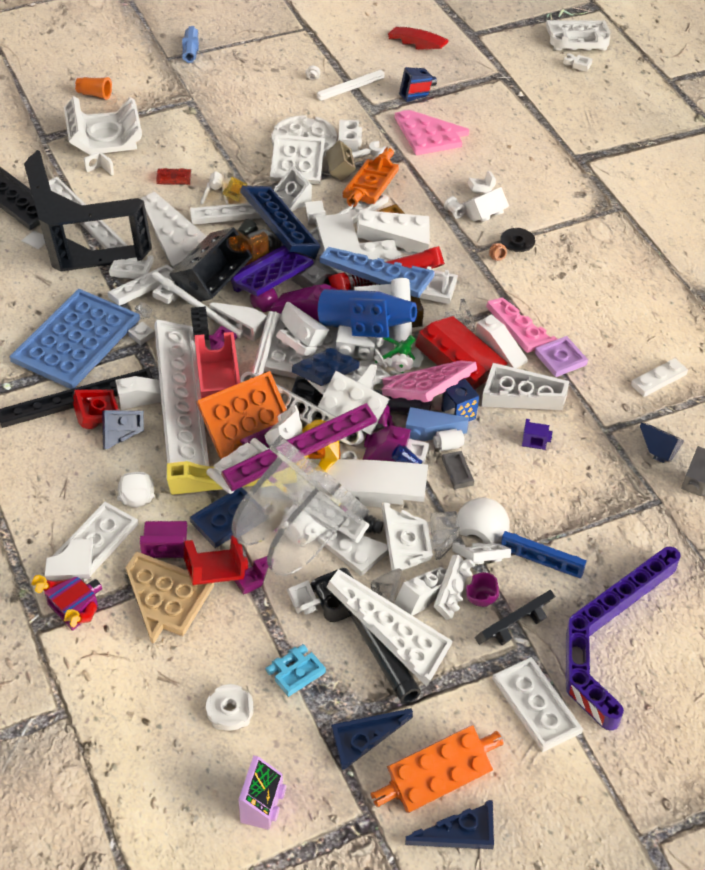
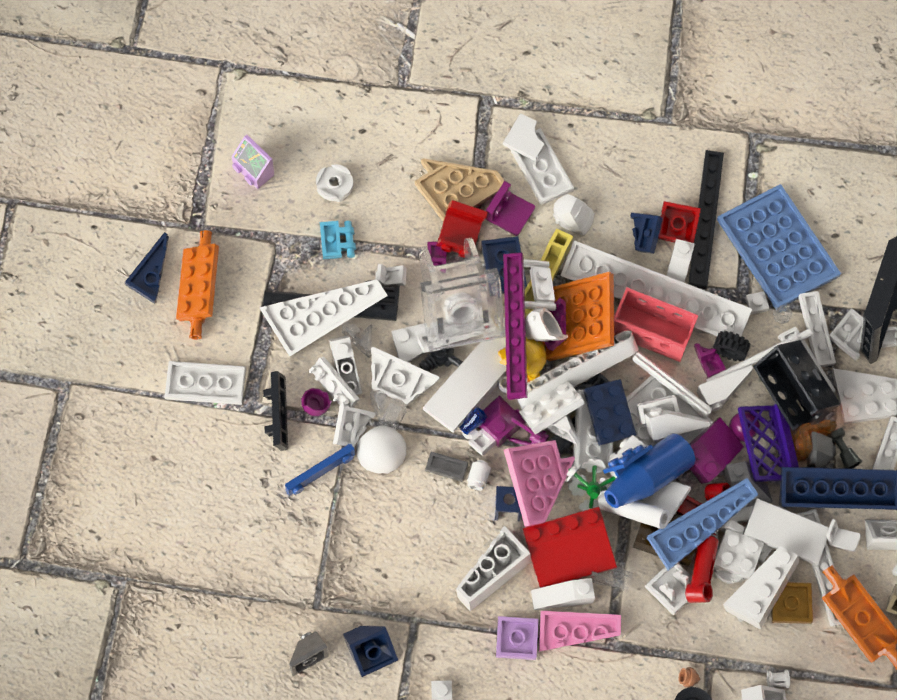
camera: 120 degrees right, 20 degrees up
(70, 598) = (489, 123): torso -> none
(361, 735) = (257, 250): dark blue wing -> none
(426, 423) = (499, 476): medium blue slope -> none
(536, 435) = (440, 549): dark purple brick -> none
(604, 608) = (239, 458): dark purple beam -> none

